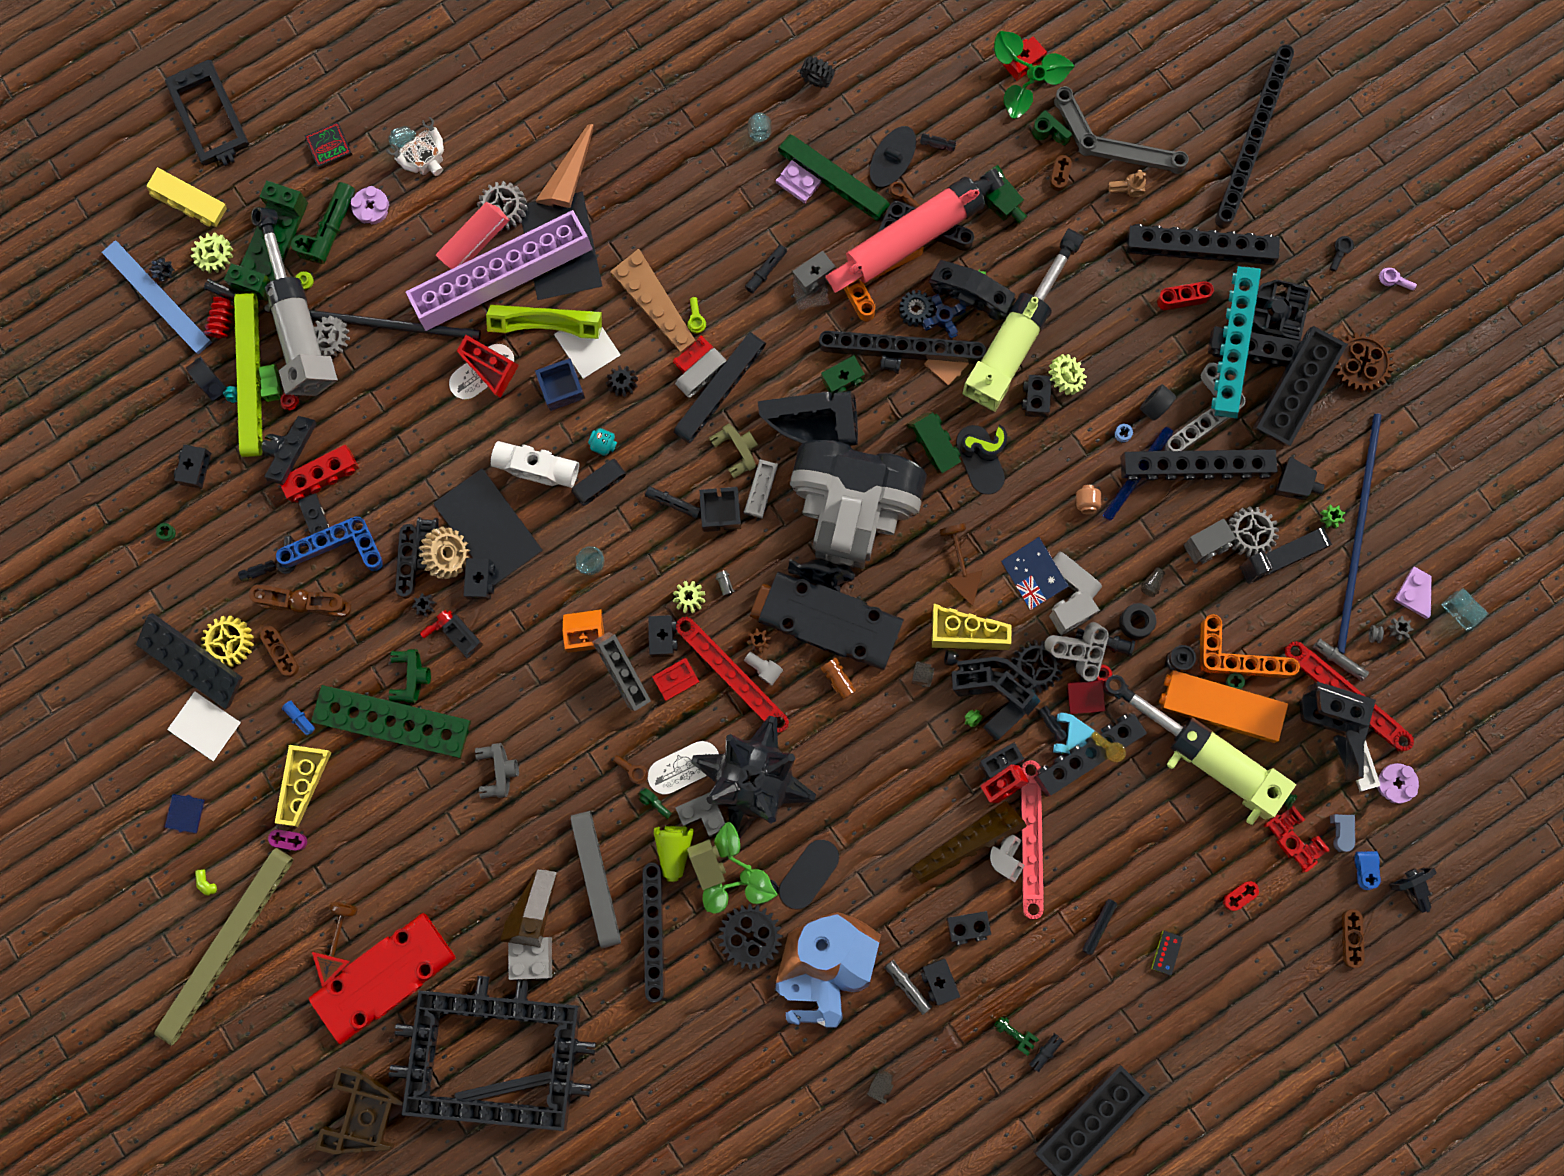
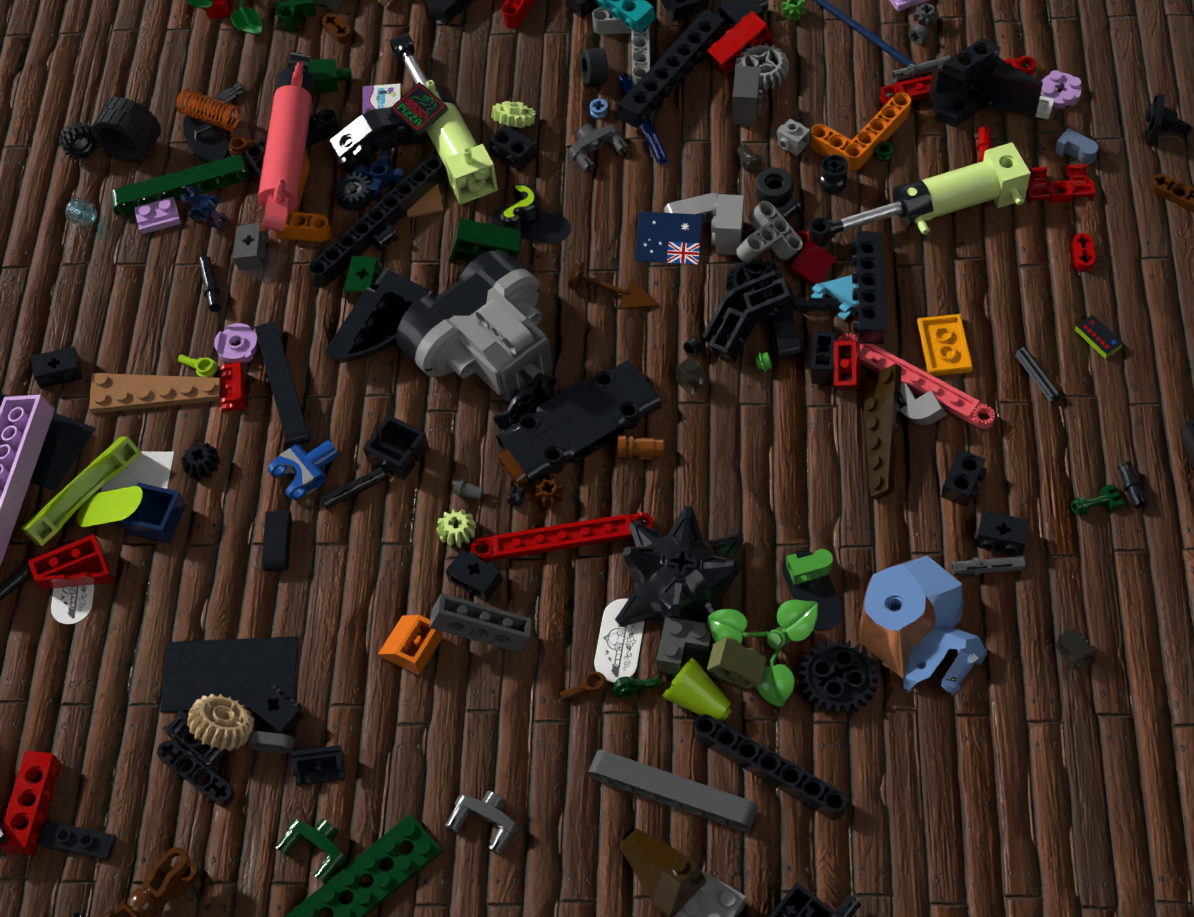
camera: 55 degrees left, 20 degrees down
(287, 540) = (89, 899): black plate -> none
(332, 542) = (112, 829): blue beam -> none
(428, 608) = (255, 782): black gear -> none
(442, 618) = (284, 772): red plate -> none
(457, 594) = (271, 742): none -> dark grey beam
(521, 461) = (209, 582): white brick -> none
(544, 351) = (109, 506): none -> lime sticker
(590, 560) = (346, 593): clear light blue hair -> none
(602, 441) = (241, 512): teal head -> none
(619, 213) = (57, 367): none -> black brick
(666, 456) = (305, 467): none -> blue connector
(675, 679) = (527, 590): red plate -> none
(700, 373) = (254, 390): light grey beam -> none
(719, 328) = (242, 352): none -> lavender plate
(741, 619) = (516, 496): none -> black bush
(743, 443) = (351, 396): olive connector -> none
(761, 489) = (405, 405): light grey plate -> none
(767, 670) = (583, 503): light grey pin -> none
(821, 214) = (204, 207): none -> dark blue pin
(827, 867) = (810, 566): none -> bright green leg
(845, 102) = (126, 129): none -> black tyre
(904, 124) = (226, 116): none -> orange piece
(967, 631) = (679, 316): light yellow wedge -> none
(1009, 307) = (419, 108): none -> black tile
(1015, 263) = (380, 96): none -> tile
(1080, 841) = (944, 345): none -> light orange tile
(1088, 450) = (593, 139): none -> dark grey connector
(1088, 499) = (636, 161): nougat head -> none
(1114, 751) = (881, 259): clear yellow plate -> none
(1196, 603) = (793, 137): none -> light grey brick
(1223, 706) = (909, 160): orange brick -> none
(1270, 501) = (747, 32): none -> red wedge
(1277, 559) = (799, 57): black beam -> none
(1294, 758) = (984, 142): none -> red pin
(1367, 867) = (1122, 146): blue piece -> none

